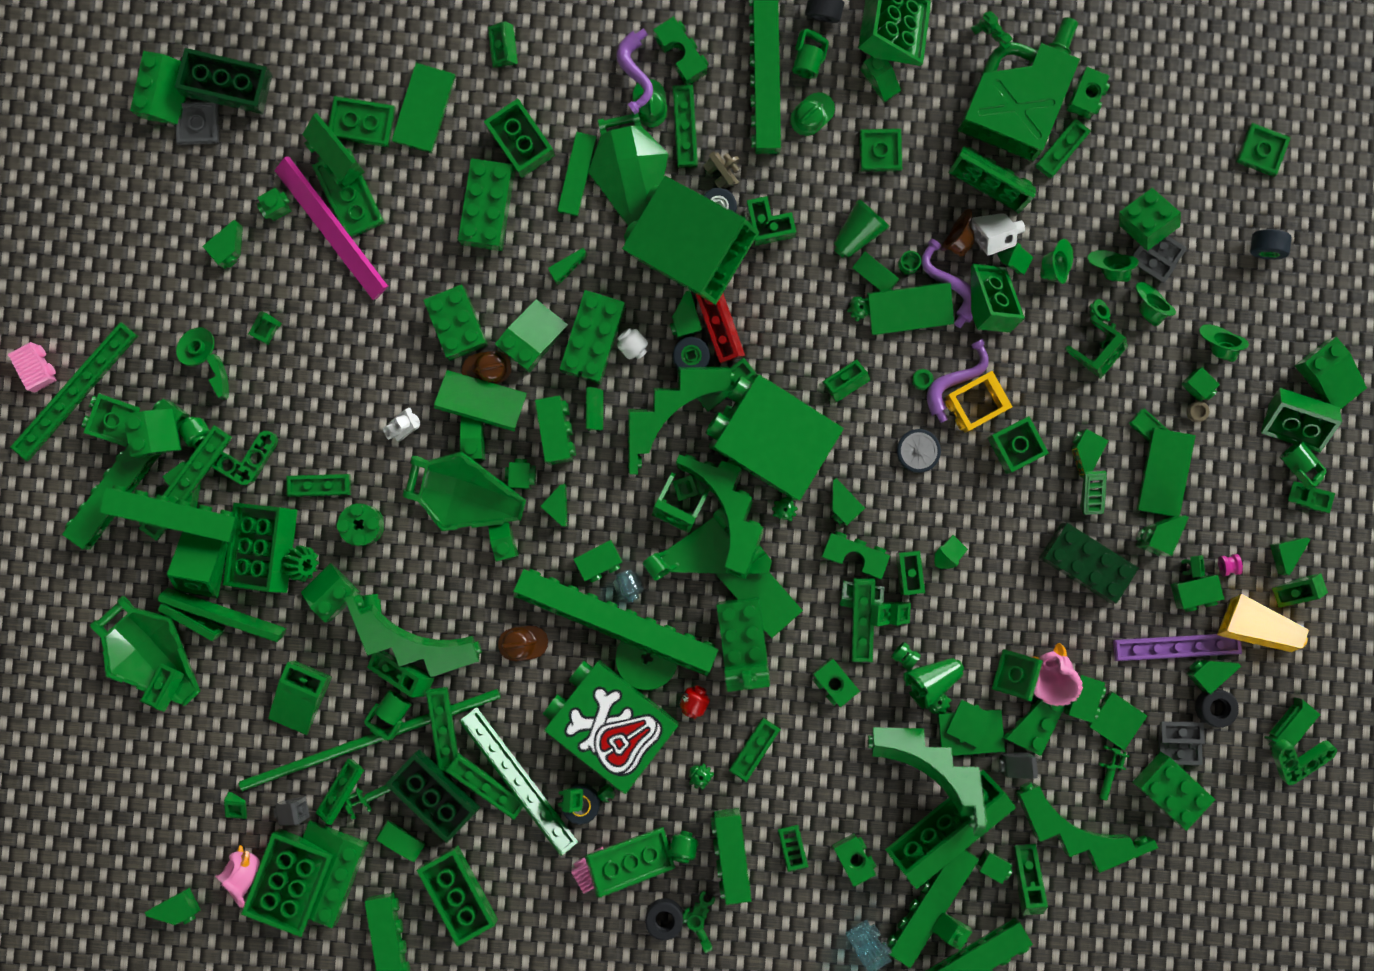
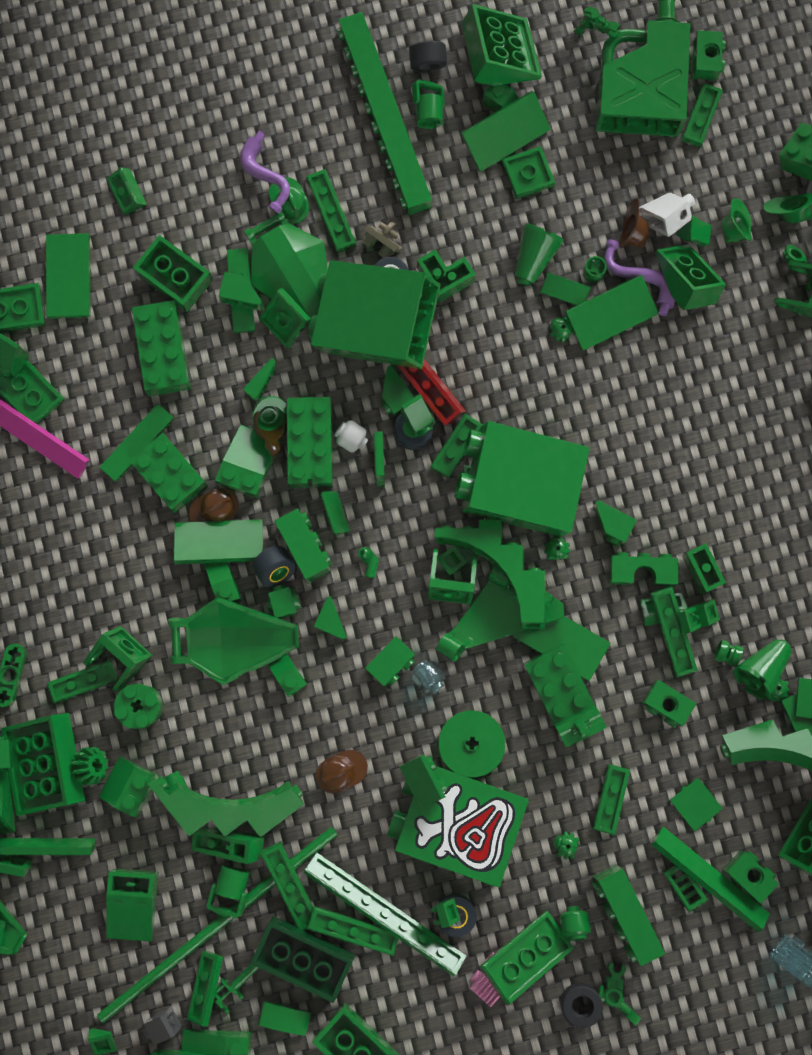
camera: 20 degrees left, 5 degrees down
(365, 470) = (124, 648): none -> green hose
(402, 425) = (148, 592): white hips -> none
(436, 283) = (145, 432): none -> green tile
(522, 440) = (274, 566): none -> black wheel
(562, 307) = (270, 422): none -> piece
(573, 174) = (239, 292): none -> green slope
(588, 678) = (422, 780): none -> green slope
(605, 793) = (477, 895): green hinge -> none
(607, 214) = (284, 318): none -> green tile
(612, 463) = (370, 560): none -> green arm
(615, 622) = (429, 717): green brick -> none
(646, 423) = (392, 509): green arch -> none
(649, 374) = (379, 459): none -> green tile
(672, 36) = (289, 129): green arch -> none
(694, 702) = (535, 771): red head -> none
(696, 347) = (417, 416): none -> green slope
(812, 114) = (450, 160): green piece -> none
(817, 850) = (710, 879): none -> green tile
(828, 779) = (696, 804): none -> green piece
(846, 380) = (573, 403): green slope -> none
(872, 104) = (505, 131): none -> green tile
(918, 450) = (668, 447): light grey wheel -> none
(922, 379) = (647, 377): green tile -> none
(935, 390) = (665, 378): medium lavender animal -> none
(949, 554) = (735, 537): green tile -> none
(992, 179) = (646, 165): green slope -> none
(994, 389) = (724, 366): yellow window -> none
(1017, 445) = (763, 409): green brick -> none

